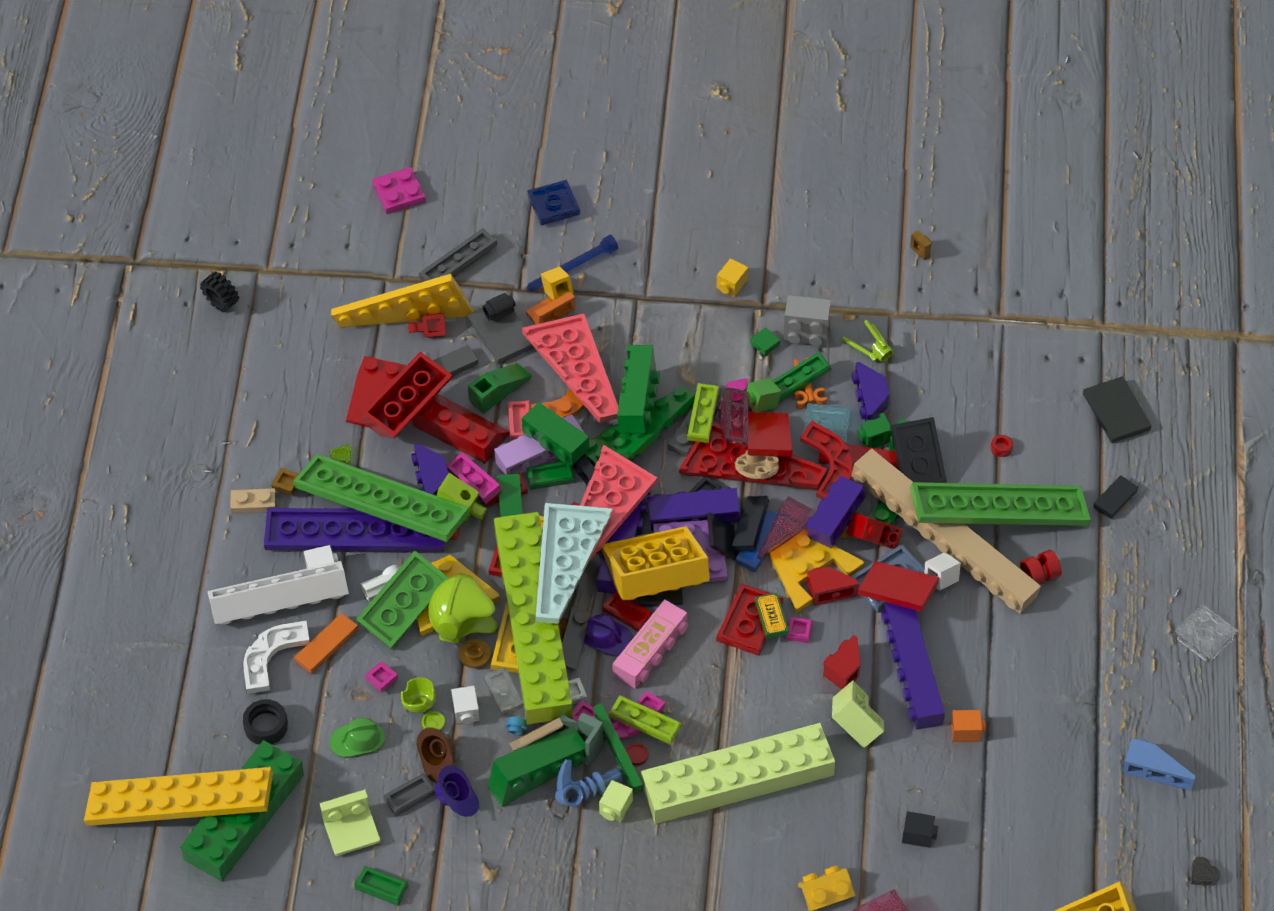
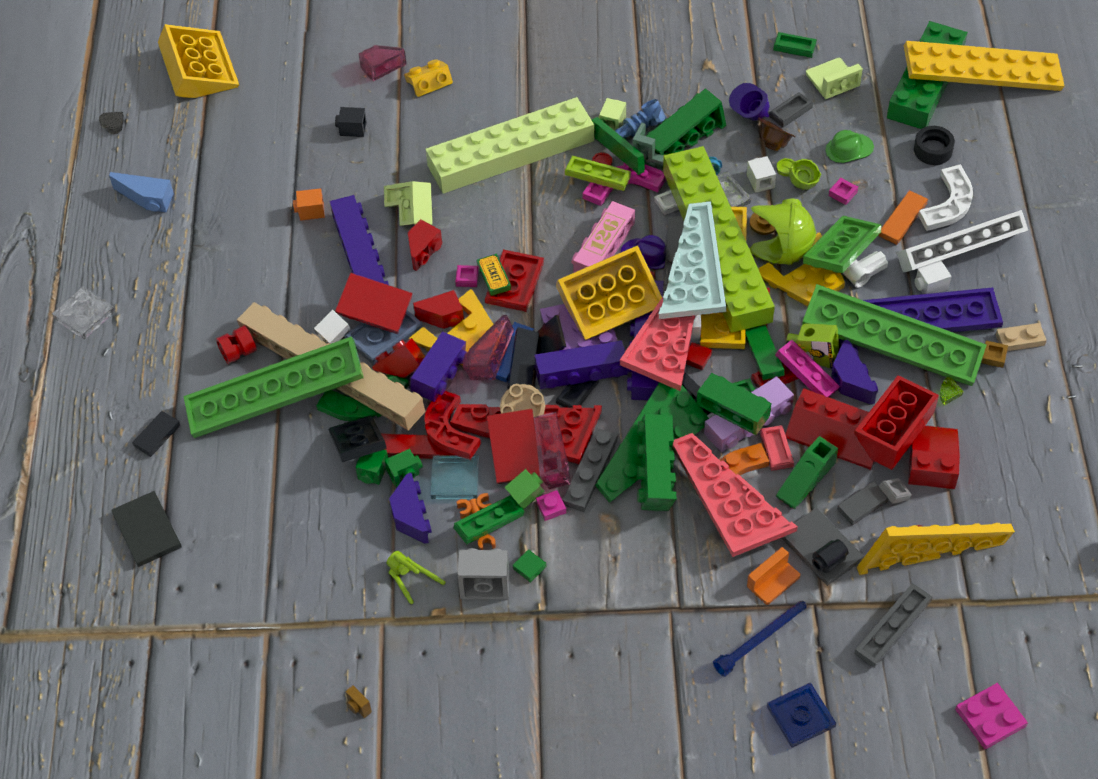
camera: 175 degrees right, 0 degrees up
(536, 734) = (692, 137): tan tile -> none
(556, 283) = (772, 598): yellow brick -> none
(703, 413) = (585, 462): lime tile -> none
(732, 277) = (574, 633): yellow brick -> none
(1001, 445) = (271, 476): red tile -> none

